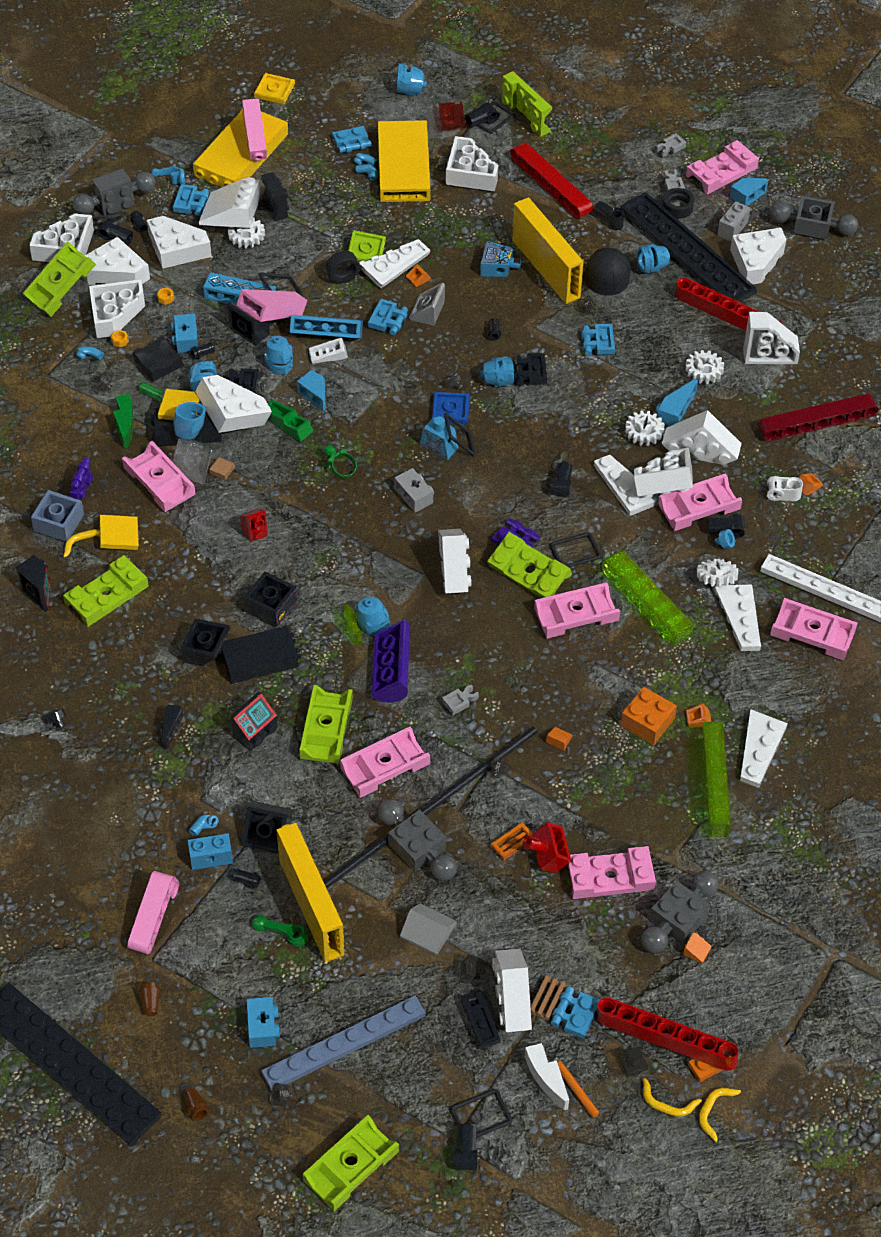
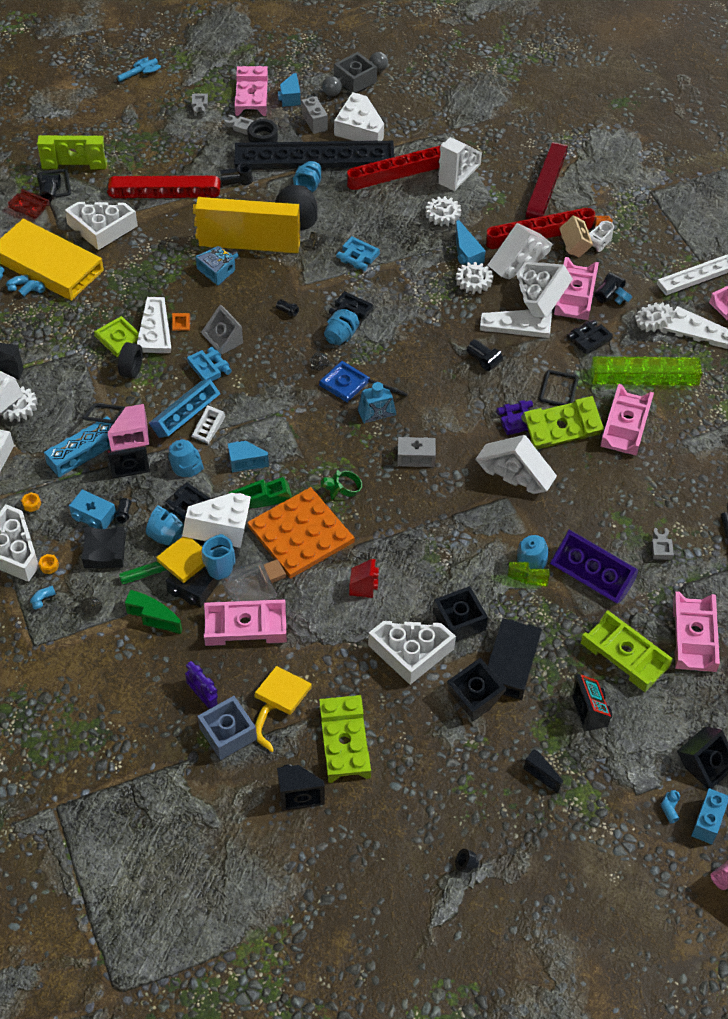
camera: 55 degrees left, 0 degrees up
(215, 585) = (411, 646): none -> white brick
(274, 464) = (300, 532): none -> orange plate
(653, 544) = (592, 339): none -> black plate
(680, 87) = (143, 65): none -> dark azure piece
(761, 446) = (547, 226): none -> red beam
(762, 469) = (576, 236): none -> tan brick

